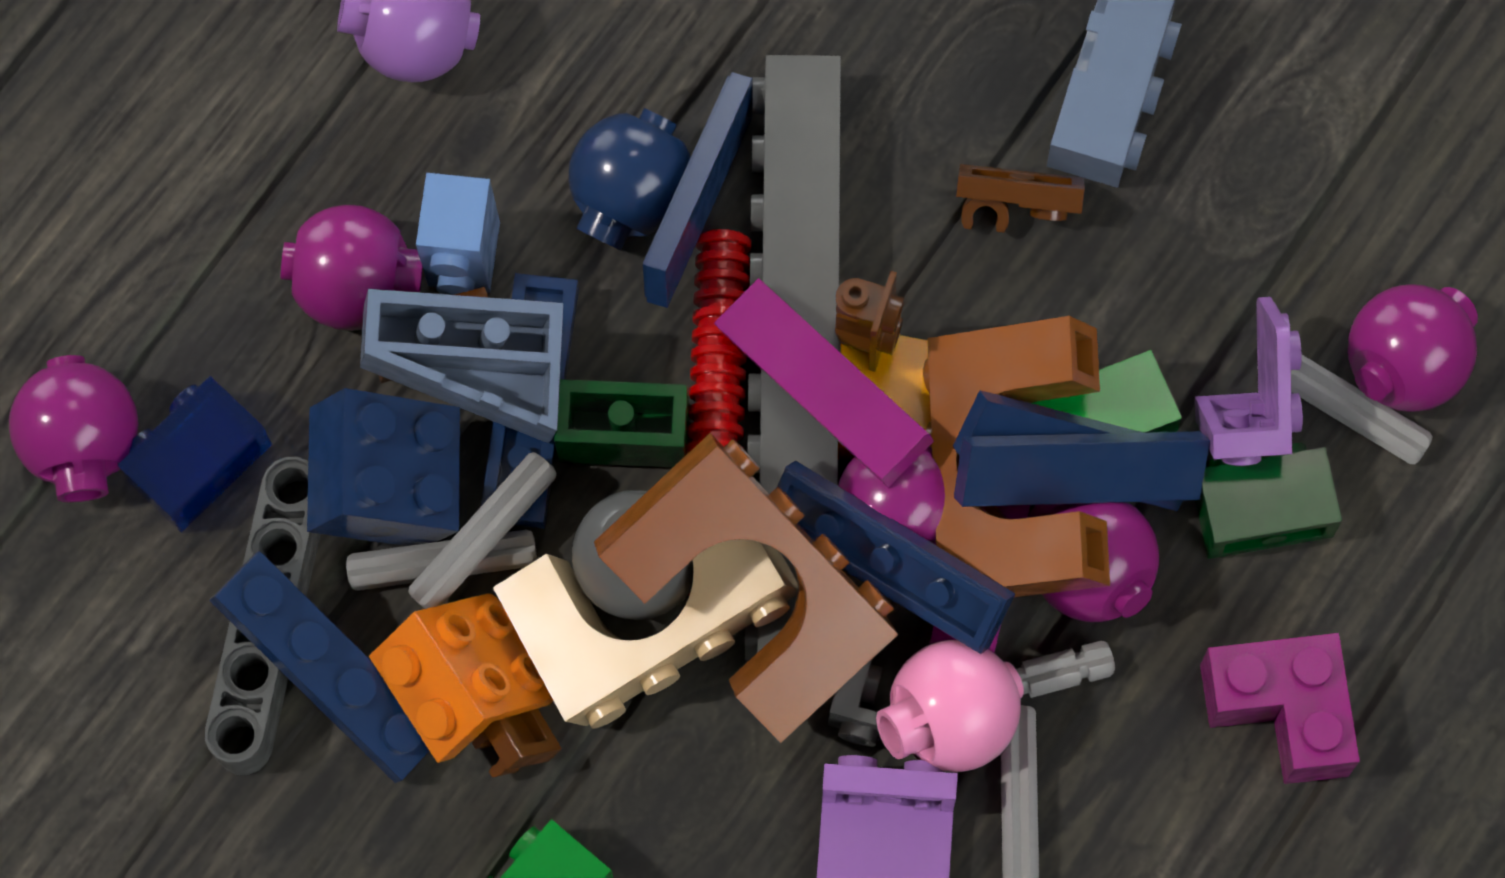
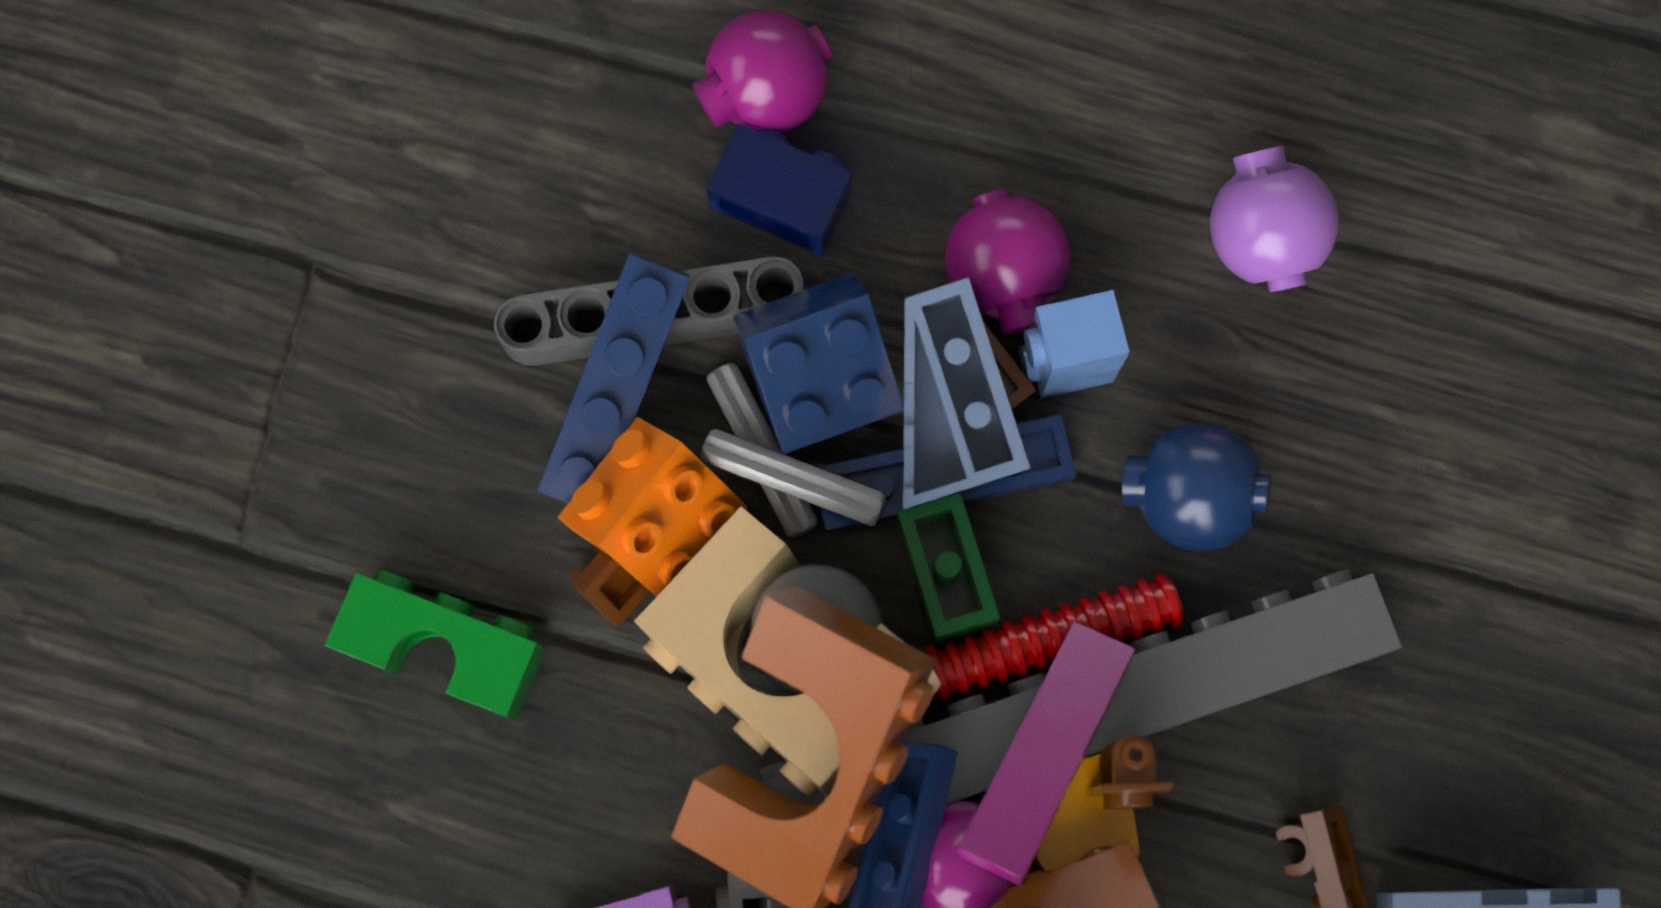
camera: 70 degrees right, 5 degrees up
(698, 190) = (1207, 556): dark blue tile -> none

